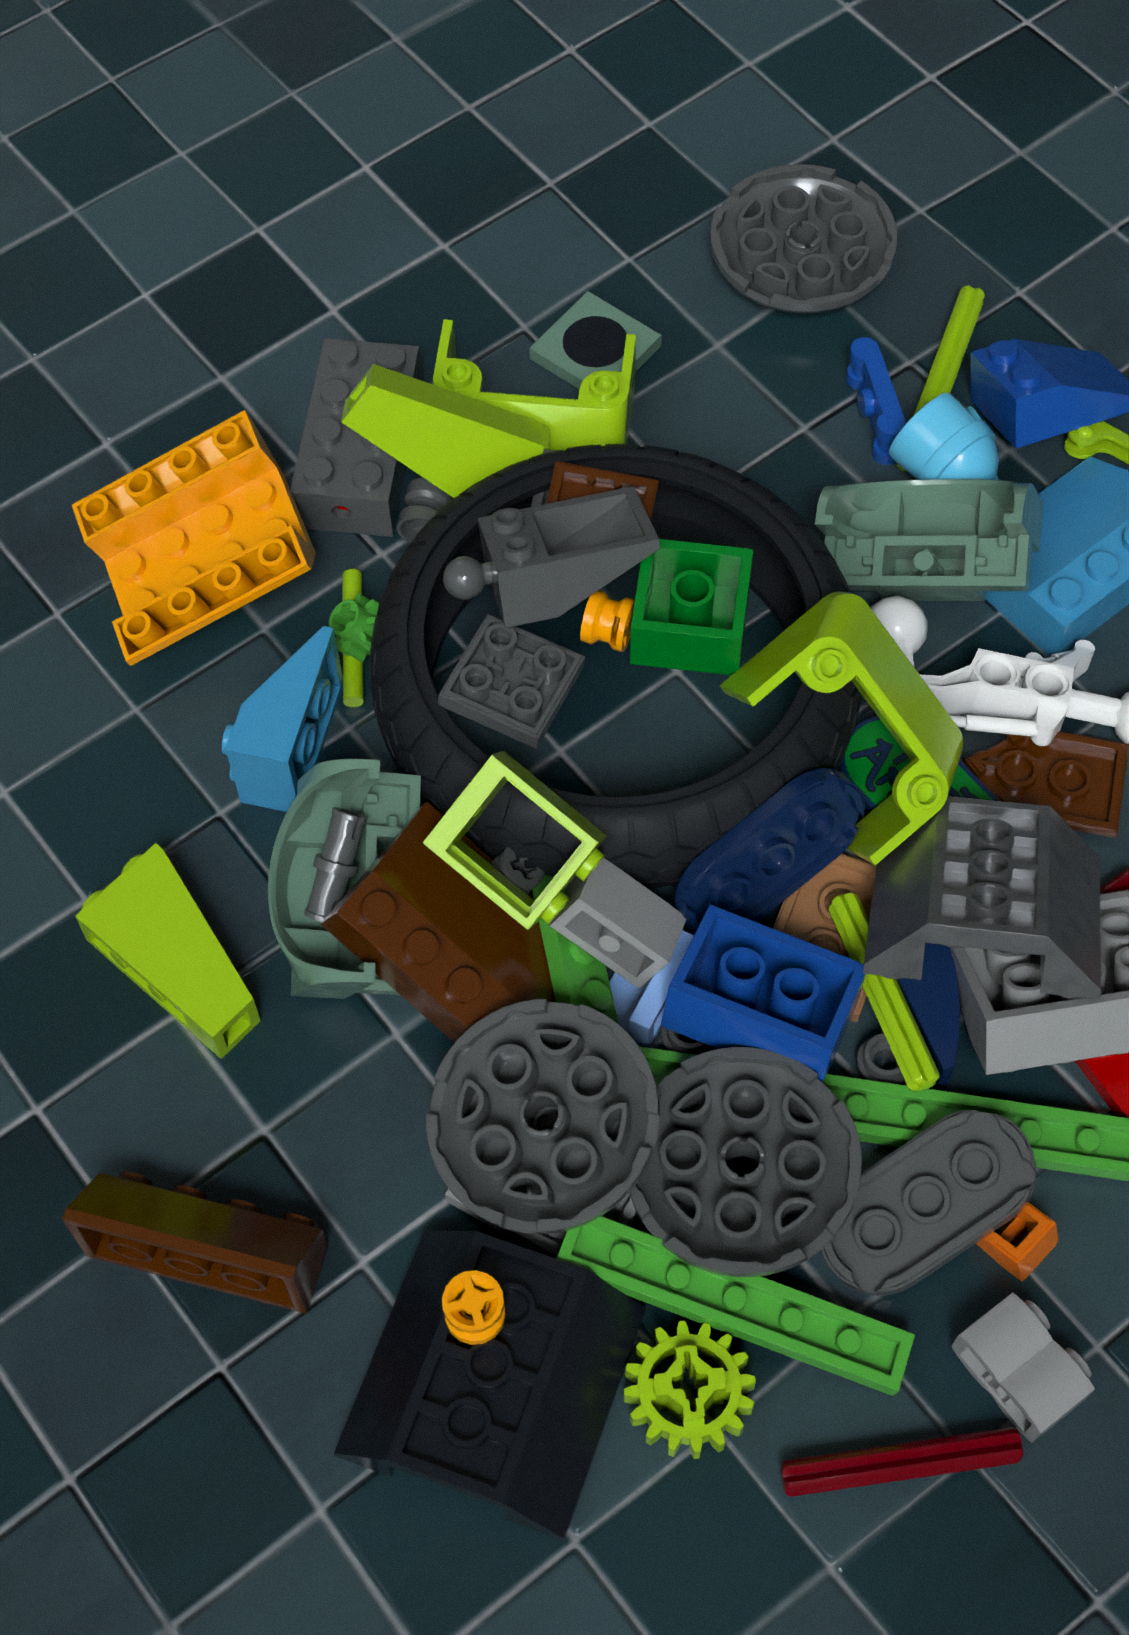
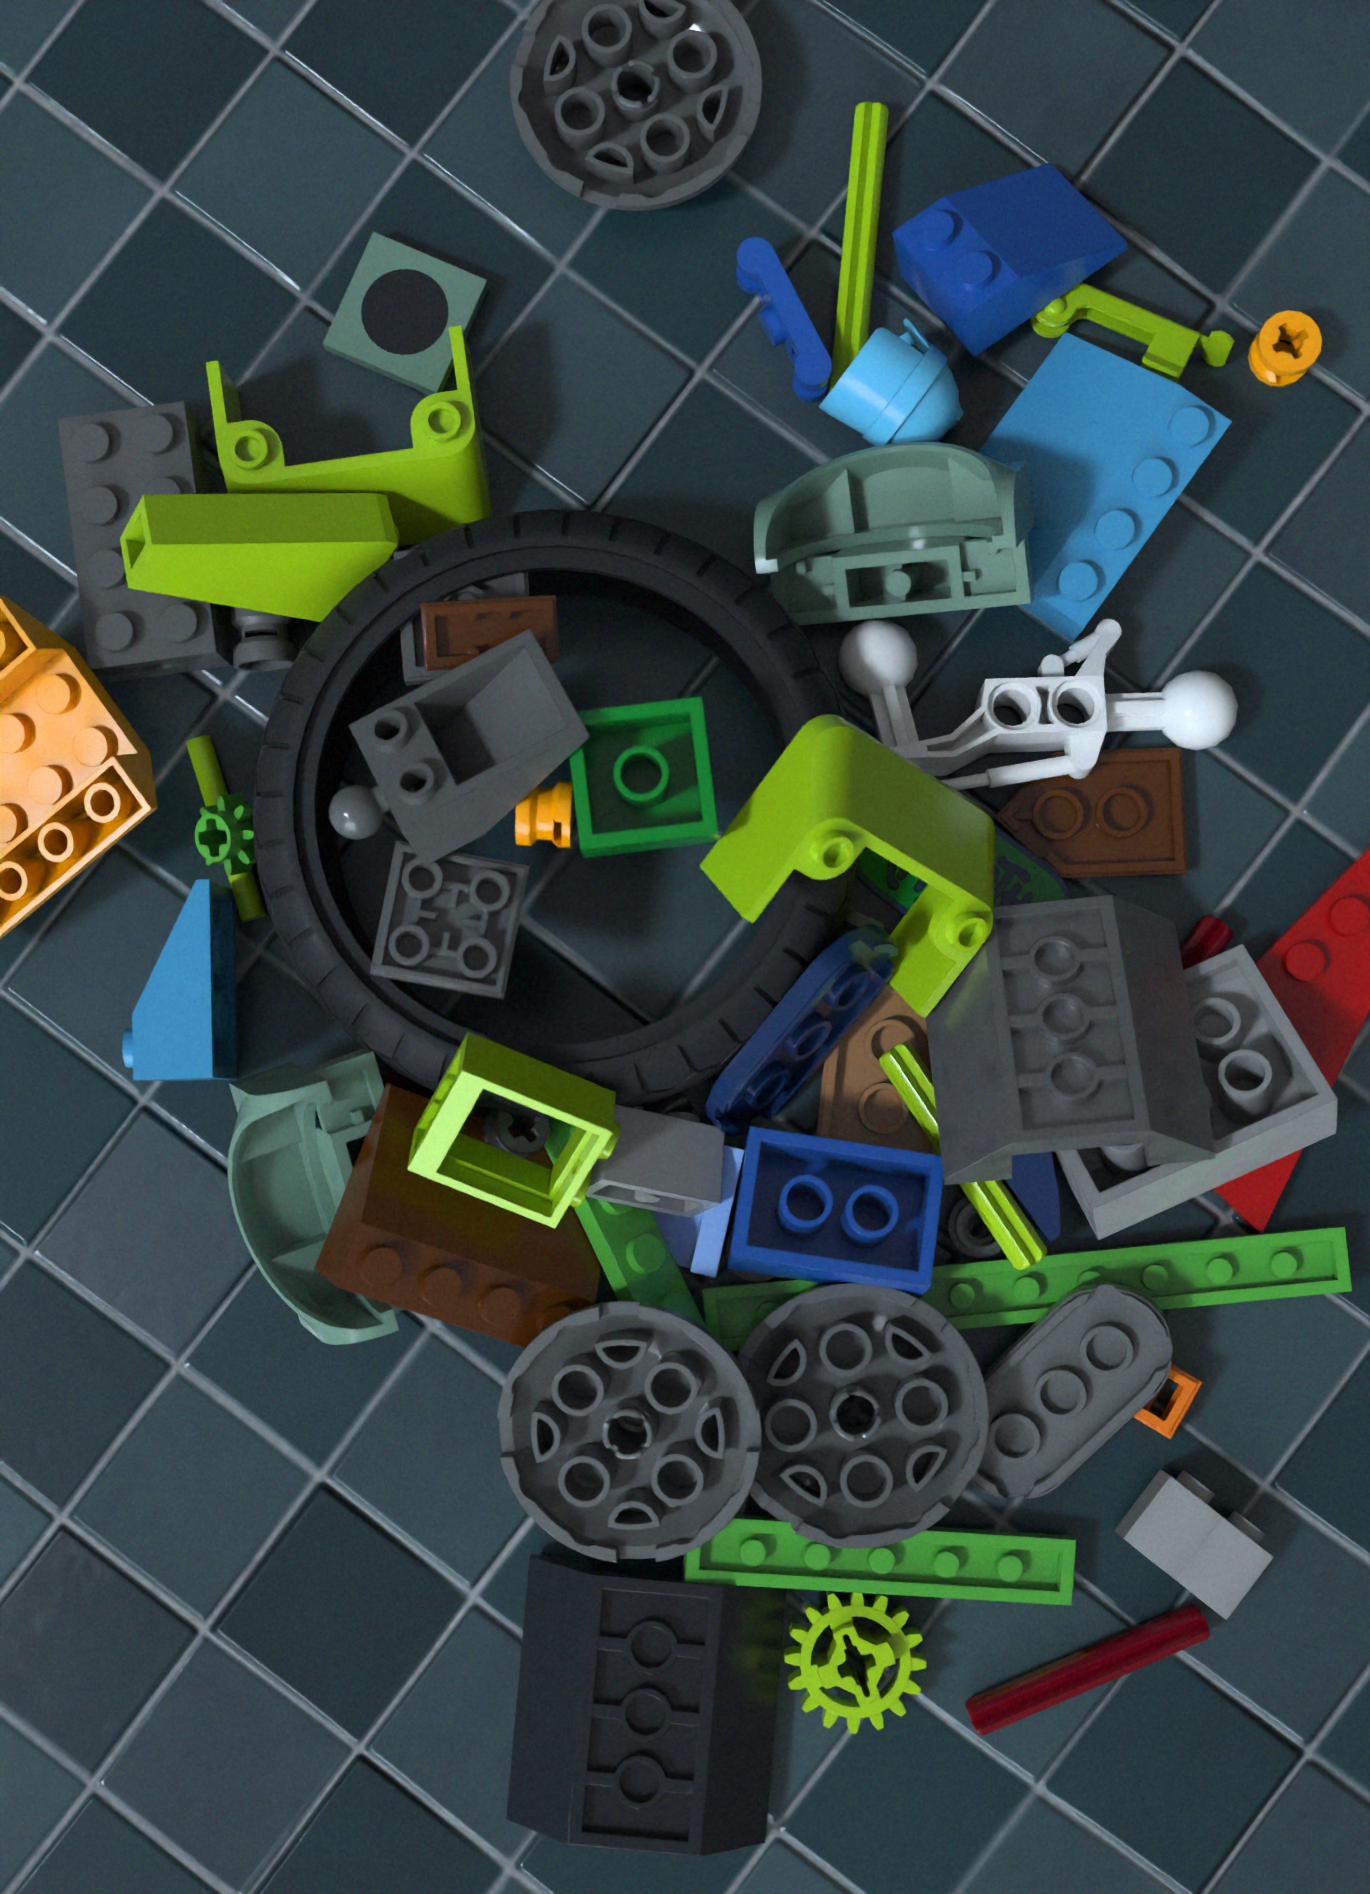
camera: 10 degrees left, 25 degrees up
(167, 948) = (145, 1304): lime slope -> none
(198, 1239) = (291, 1642): reddish brown slope -> none
(335, 862) = (307, 1183): dark grey pin -> none
(471, 1293) = (614, 1686): light orange wheel -> none

